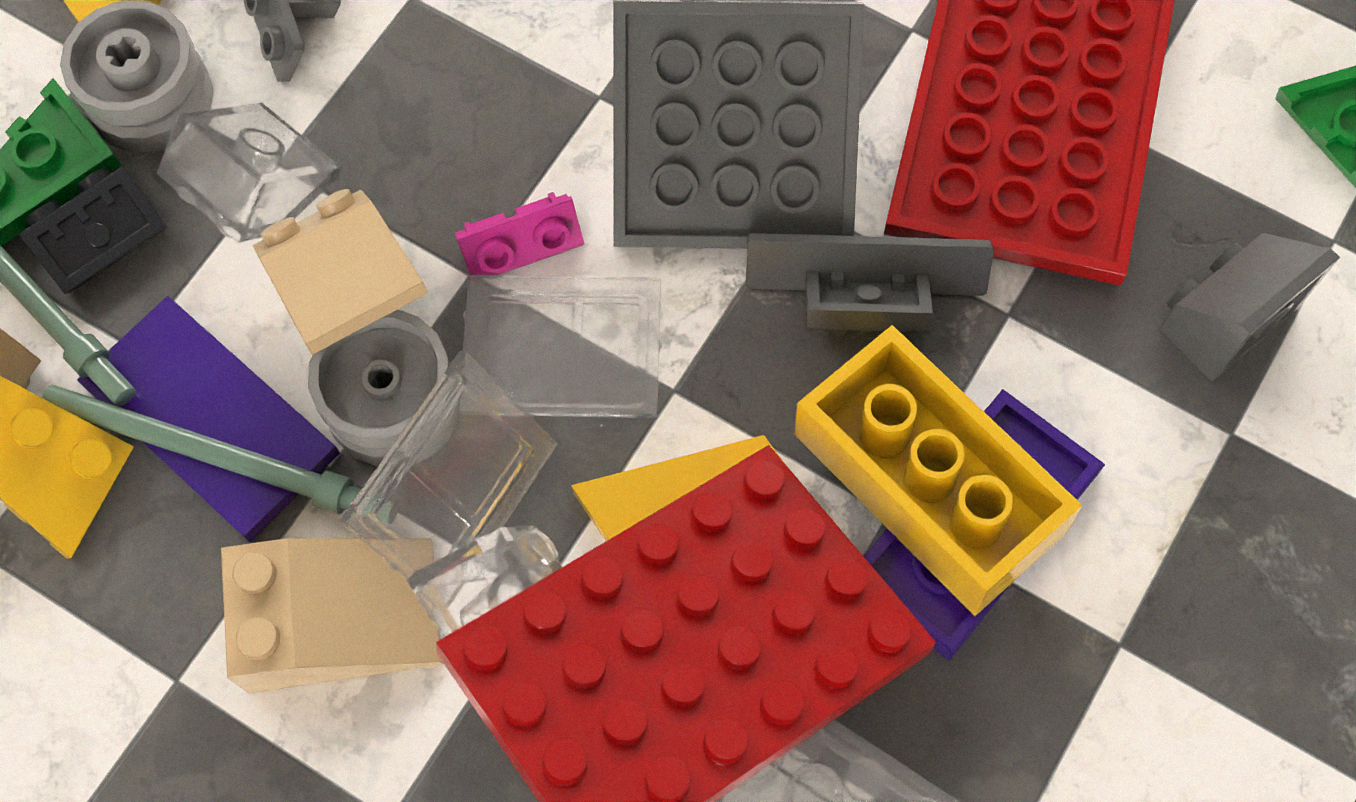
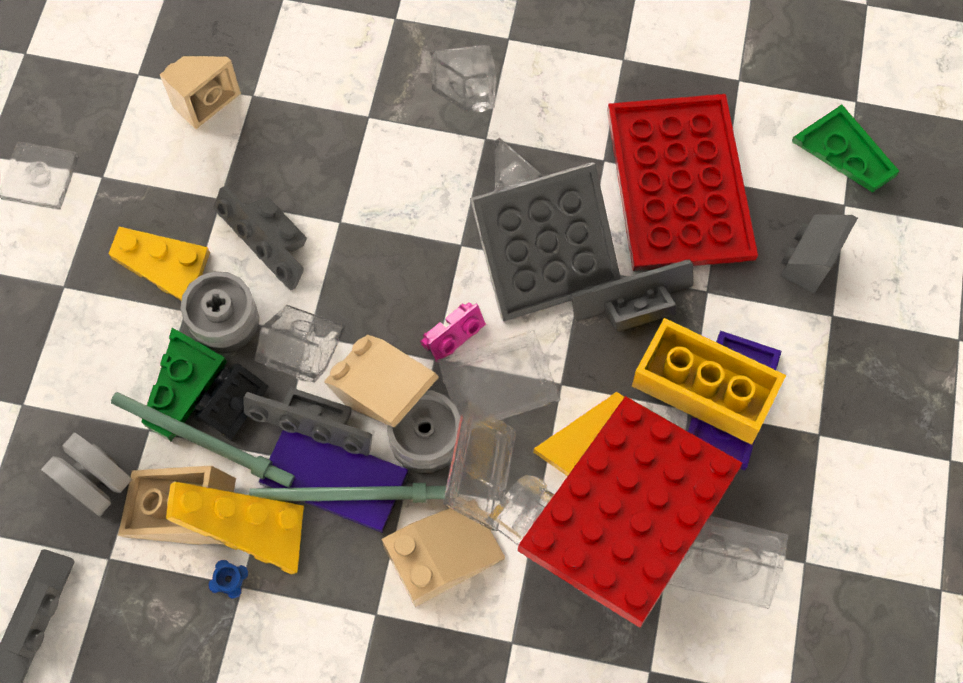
camera: 25 degrees left, 0 degrees up
(208, 296) = (312, 417): none -> dark grey bracket

